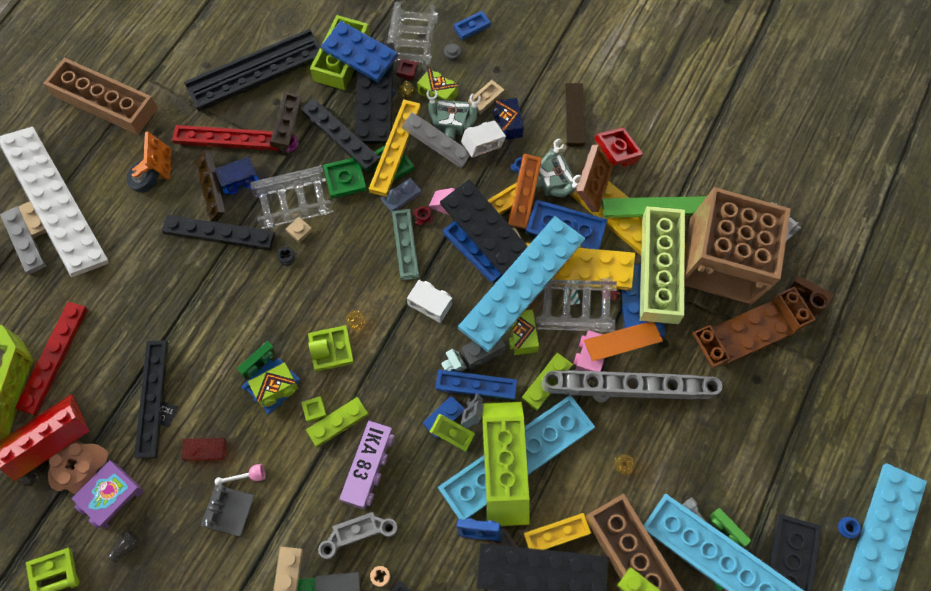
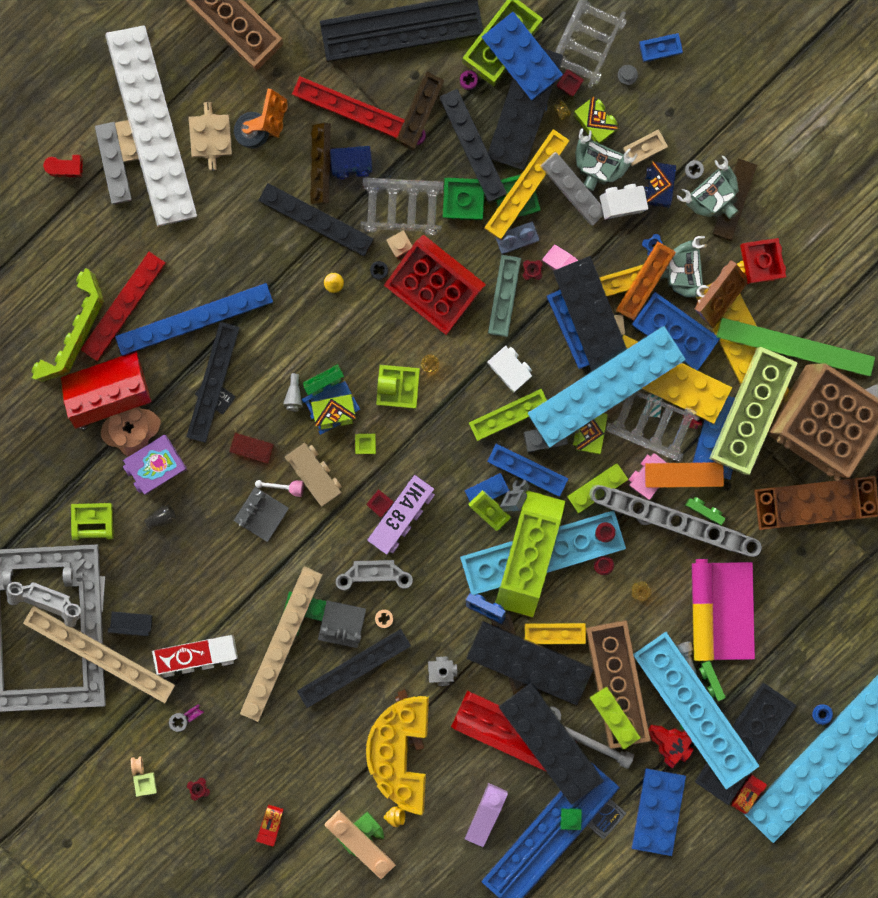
camera: 15 degrees right, 20 degrees up
(107, 194) = (210, 136): none -> tan plate
(121, 349) = (194, 319): none -> blue plate
(233, 390) = (293, 397): none -> light grey cone
(247, 278) = (333, 282): none -> yellow plate
(269, 451) = (314, 474): none -> tan wedge
(322, 86) = (472, 84): none -> magenta bush
(337, 422) = (383, 462): lime plate -> none
(339, 252) = (434, 284): none -> red slope
(342, 460) = (379, 503): none -> dark red plate
(437, 344) = (506, 415): none -> lime plate
(454, 362) = (514, 440): light aqua tile -> none
(528, 102) = (691, 164): none -> light grey bush
(557, 110) = (715, 194): none -> sand green torso
(570, 416) = (605, 532): none -> dark red plate
(580, 451) = (604, 565): none -> dark red plate
(647, 366) = (698, 506): none -> bright green plate
(710, 457) = (722, 610): none -> dark pink door

